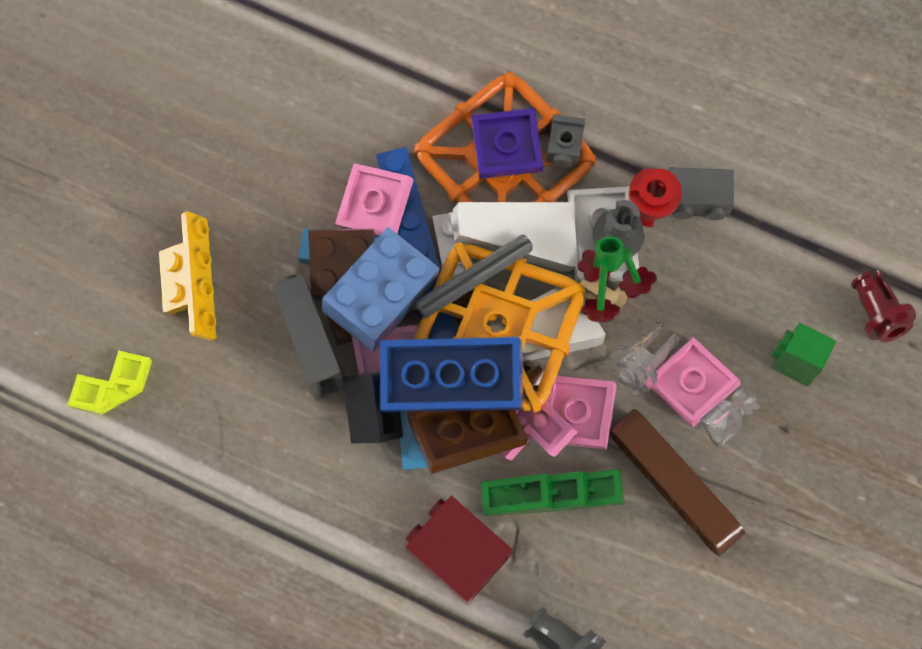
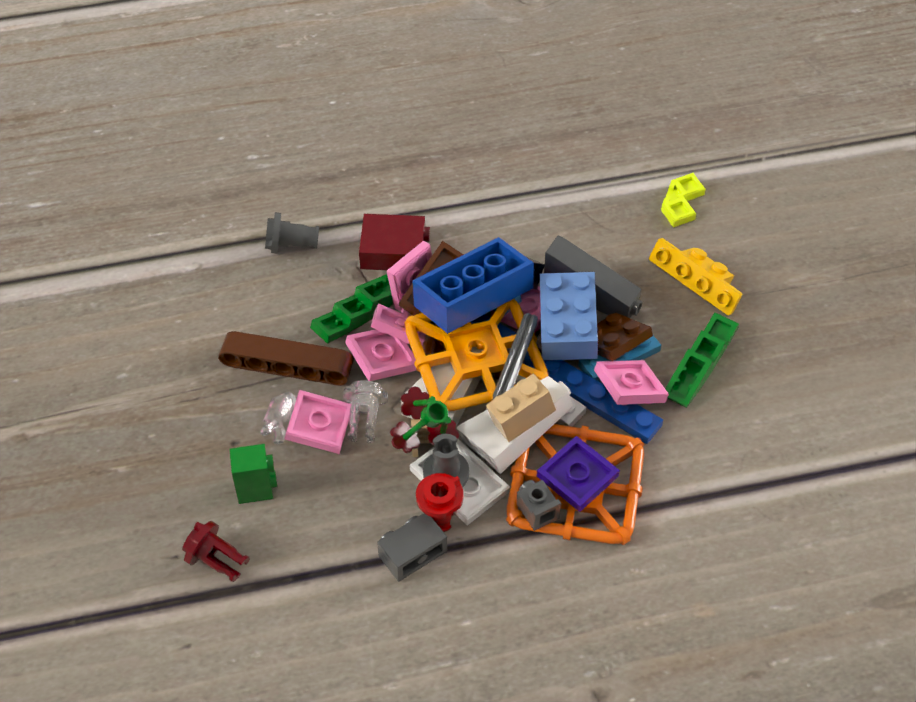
camera: 140 degrees right, 20 degrees down
(283, 188) = (701, 359): none -> green slope
(483, 474) = (406, 270): none -> bright pink plate
(520, 211) = (521, 407): none -> tan brick

